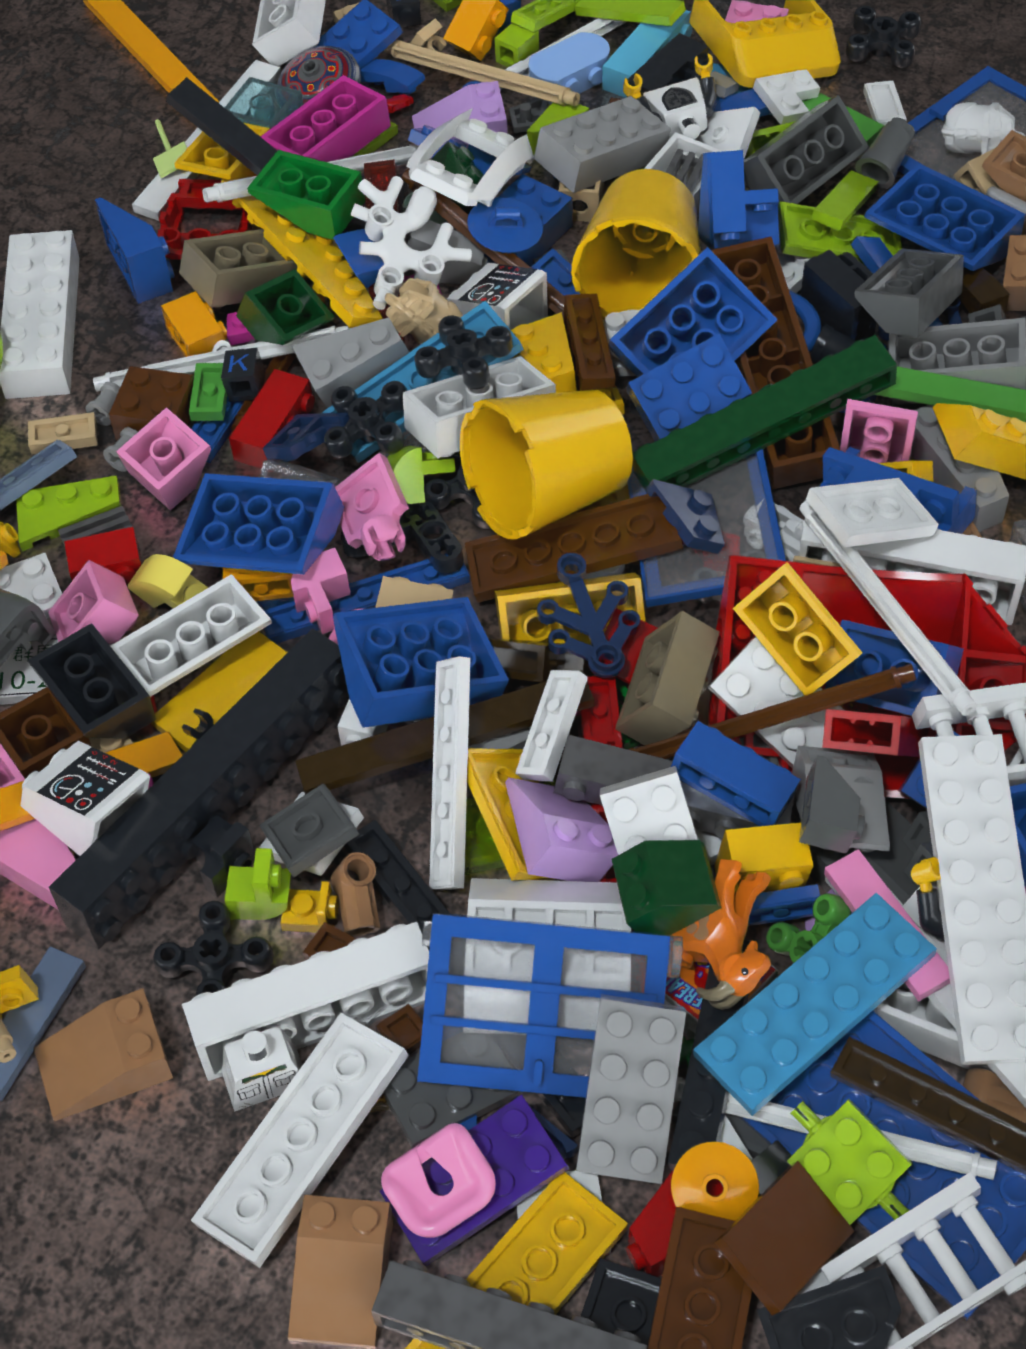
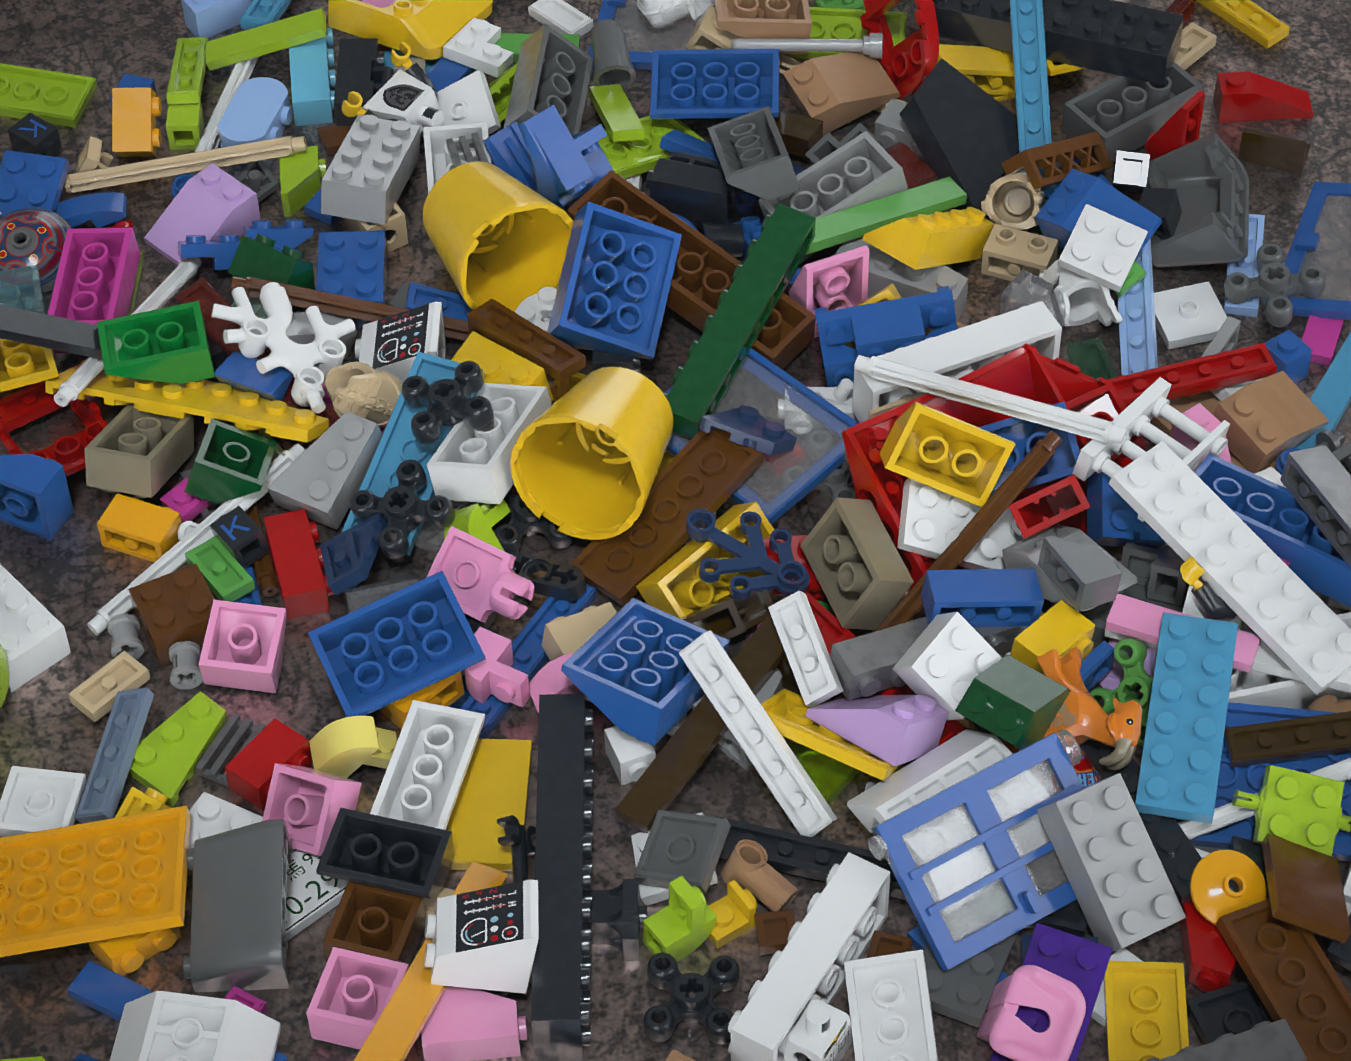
camera: 40 degrees left, 5 degrees down
(505, 225) = (356, 282): blue shield -> none
(510, 159) = (266, 268): white wedge -> none
(688, 387) = (658, 329): blue brick -> none
(871, 512) = (916, 337): white plate -> none

